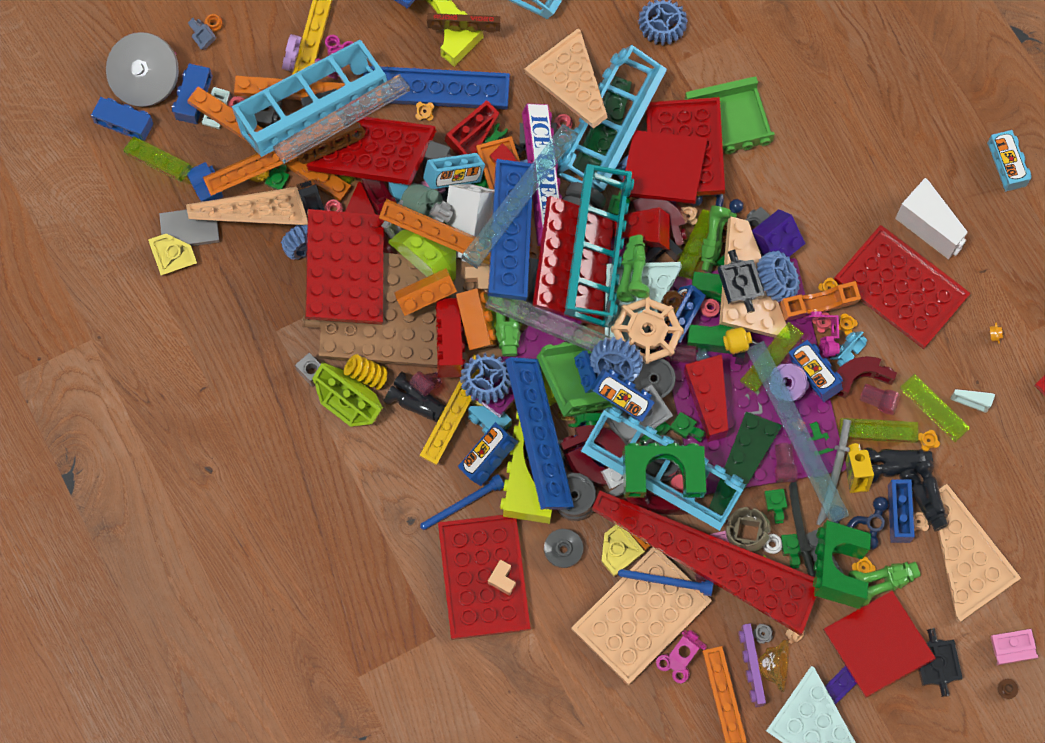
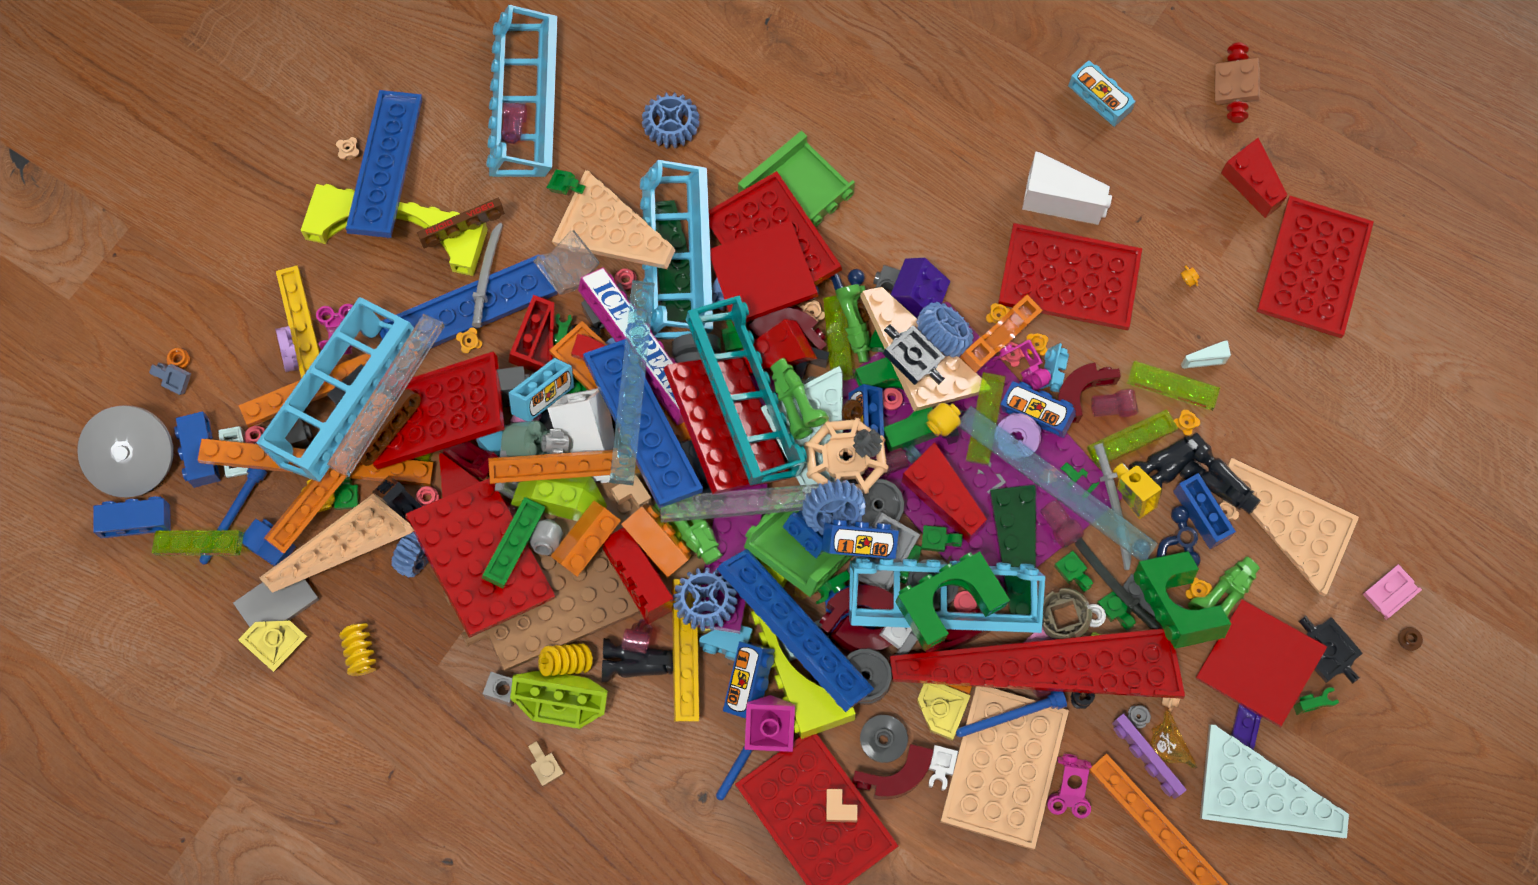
camera: 30 degrees left, 0 degrees up
(221, 132) = (254, 476): none -> blue piece
(225, 289) = (356, 650): none -> yellow piece
(312, 440) = (546, 766): none -> tan plate
(372, 268) = (513, 542): none -> green plate
(398, 277) = (546, 537): none -> light grey head
(449, 82) = (480, 295): none -> light grey sword
(484, 492) = (769, 724): none -> dark pink slope
(525, 89) = (567, 263): none -> clear bracket
(557, 28) = (564, 181): none -> green plate
(558, 586) = (901, 783): none -> dark red arch
(596, 588) = (942, 763): none -> white plate
(666, 326) = (867, 443): none -> dark grey gear
(725, 601) = (1078, 704): none -> black bush
(900, 694) = (1309, 703): none -> green plate

